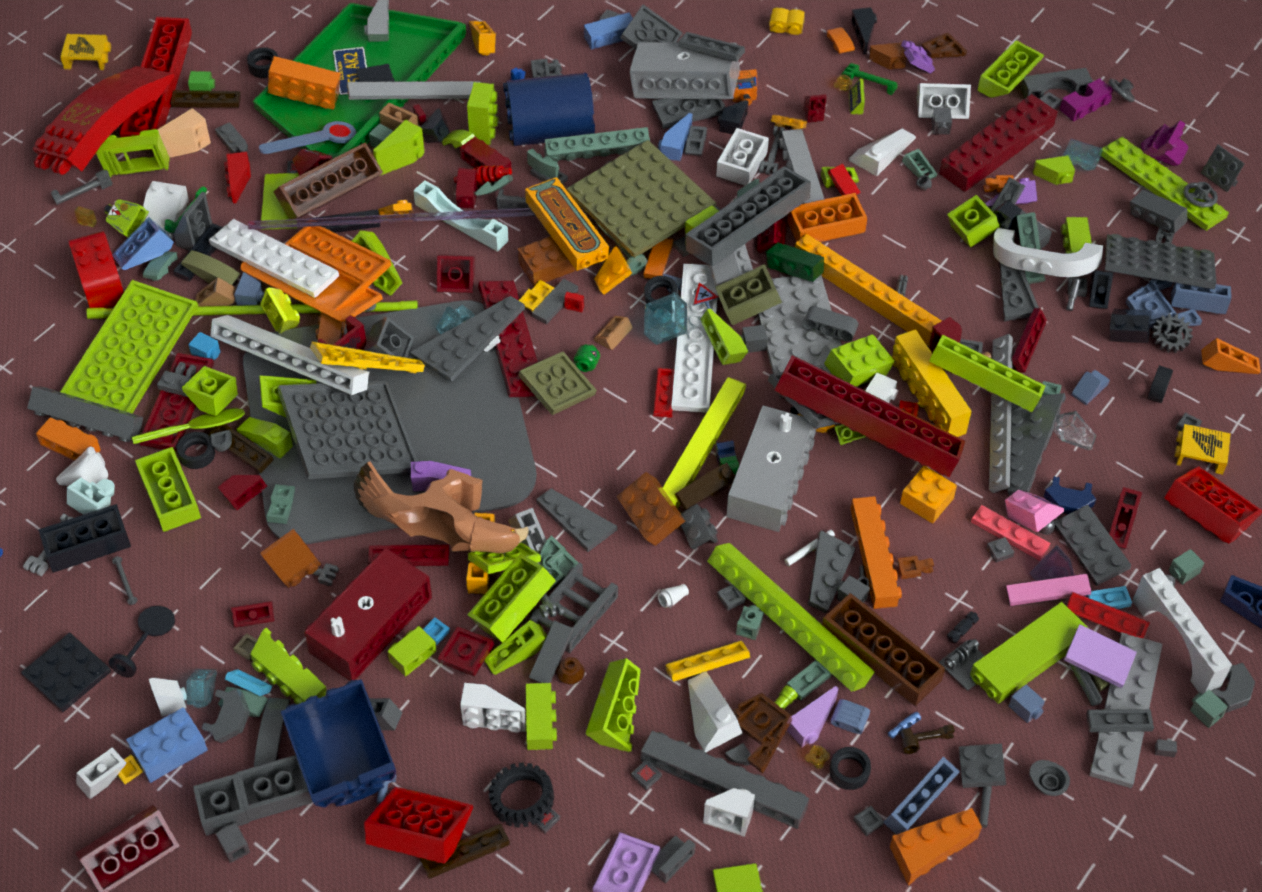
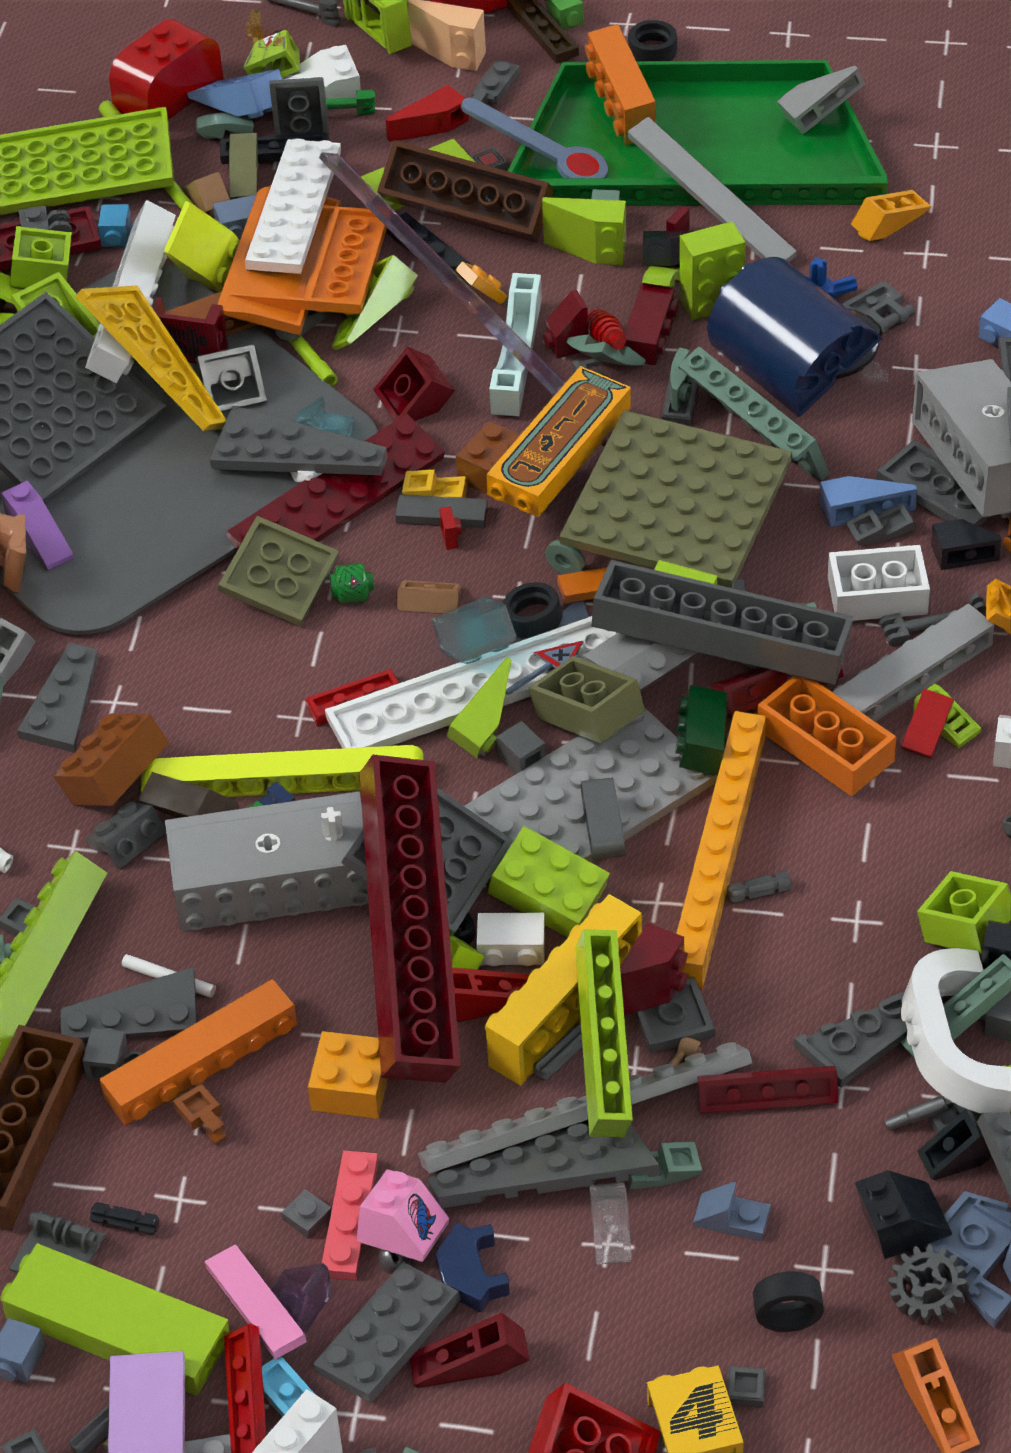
camera: 65 degrees right, 5 degrees down
(309, 159) = (497, 155): dark red slope -> none
(346, 63) = (716, 125): dark blue sticker -> none
(377, 73) = (716, 152): black tile -> none
(392, 116) = (643, 206): medium nougat brick -> none
(612, 272) = (530, 540): light orange wing -> none

